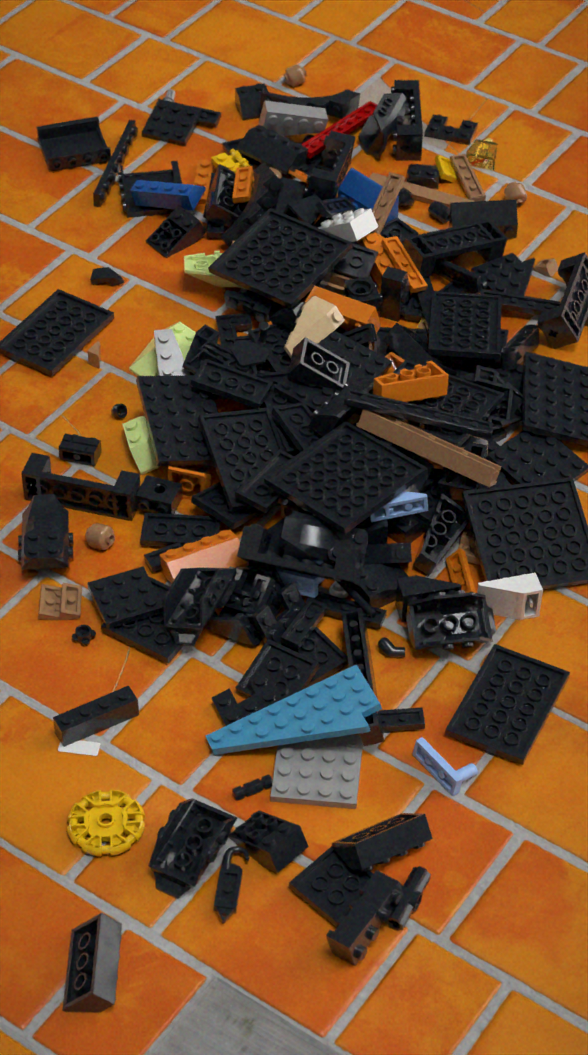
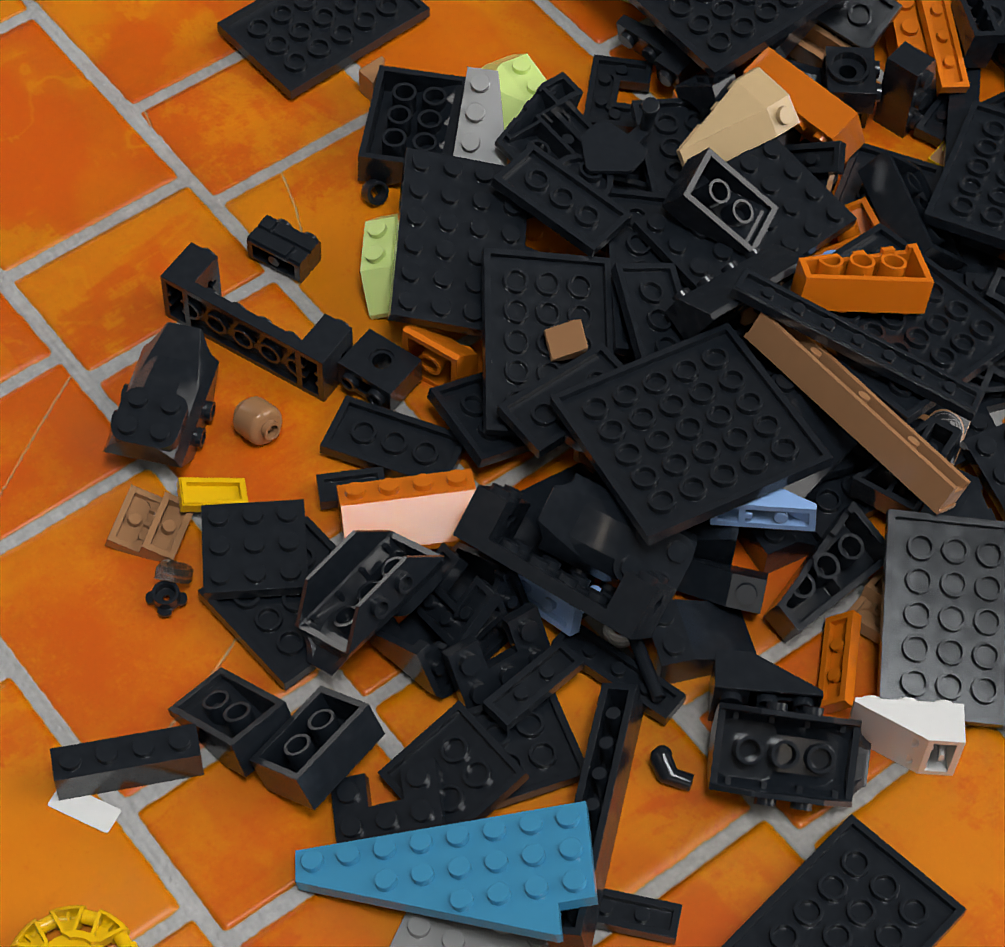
camera: 15 degrees right, 10 degrees up
(80, 578) = (209, 491): none -> yellow tile
(84, 620) = (174, 572): none -> clear smoke tile
(122, 365) = (411, 112): none -> black slope
(150, 681) = (231, 717): none -> black slope
(199, 680) = (317, 747): none -> black brick
(260, 452) = (566, 340): none -> medium nougat slope

